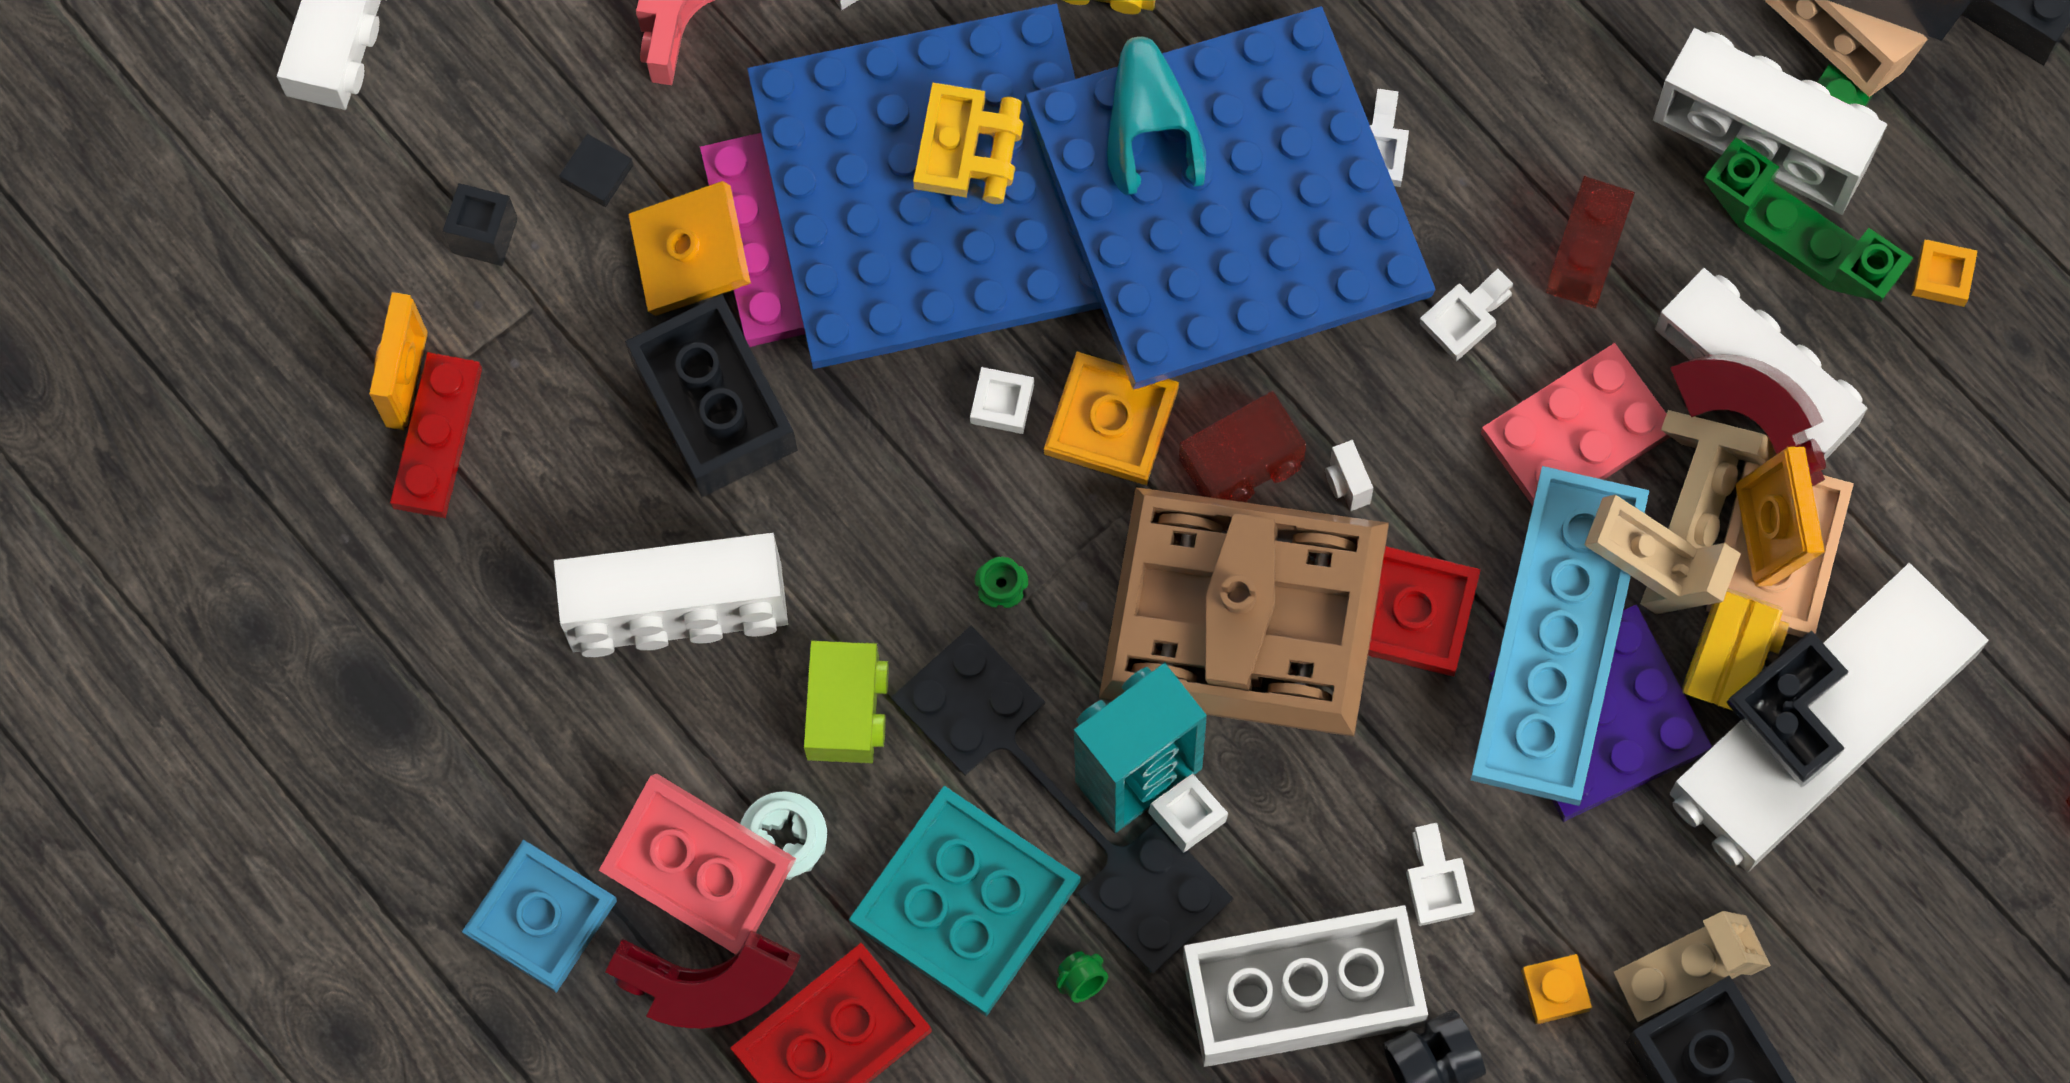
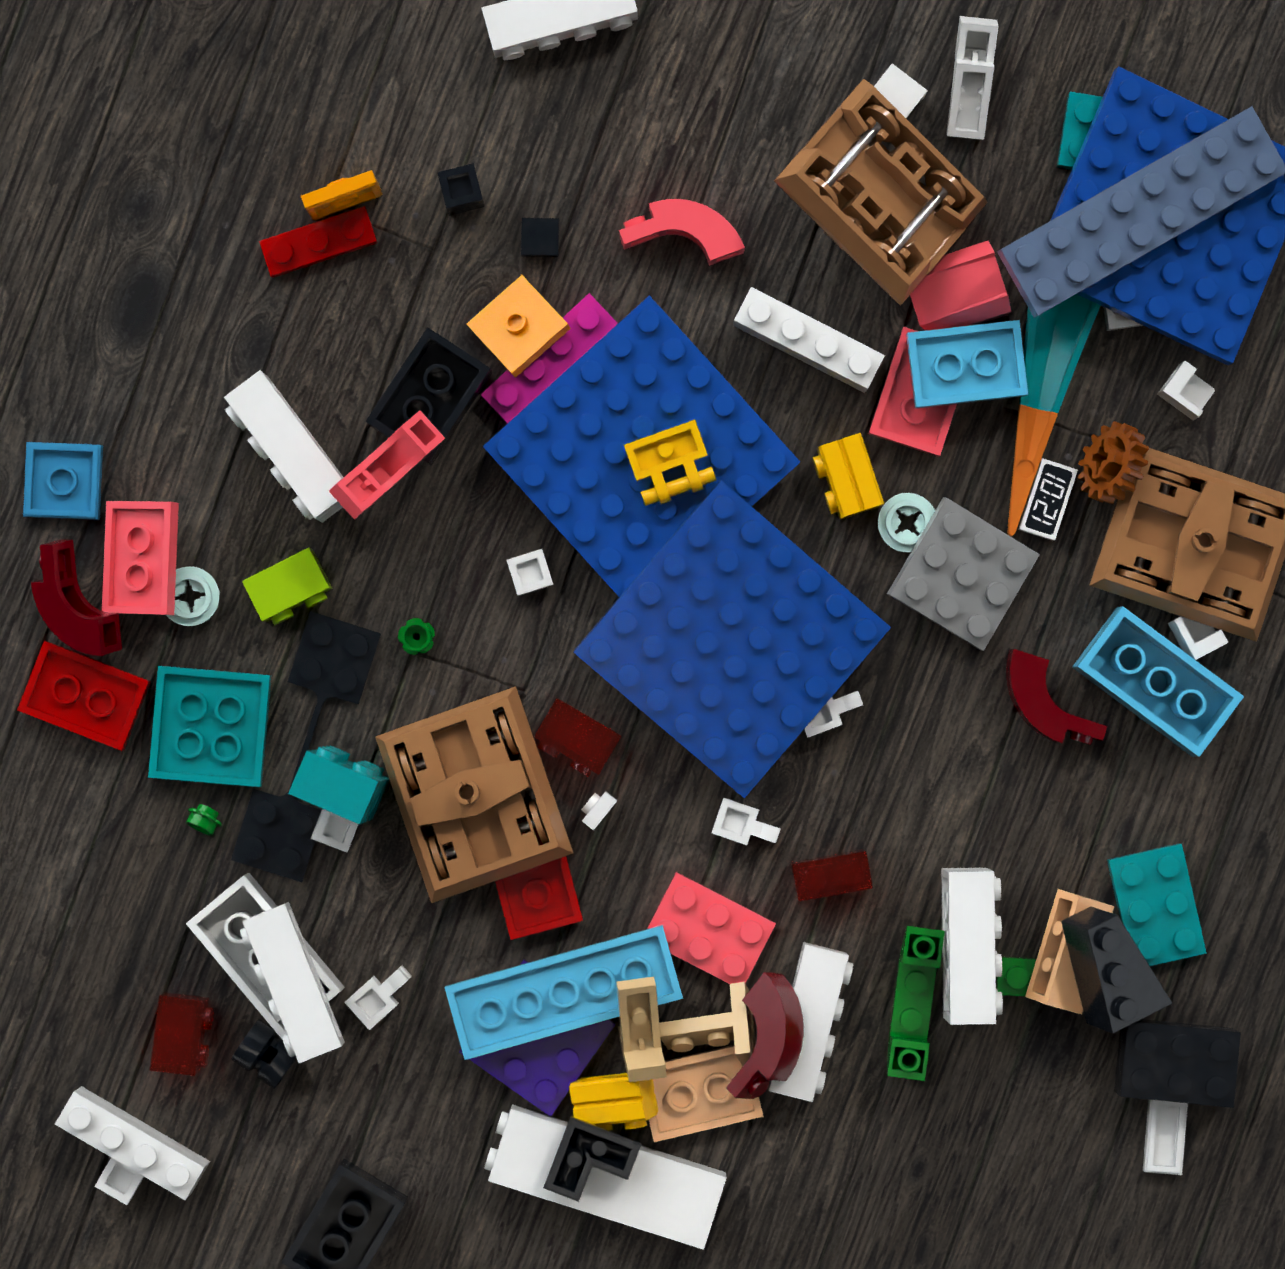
camera: 55 degrees right, 15 degrees up
(766, 465) = (387, 465): none -> coral arch
(1107, 422) = (548, 642): light orange plate -> none
(1148, 101) = (752, 562): teal animal -> none
(1361, 950) = (293, 983): none -> white brick
(1556, 989) = (353, 1101): light orange plate -> none
(1691, 965) = (408, 1176): tan bracket -> none
(1779, 517) = (704, 1087): light orange plate -> none
(1944, 273) = (935, 1101): light orange plate -> none

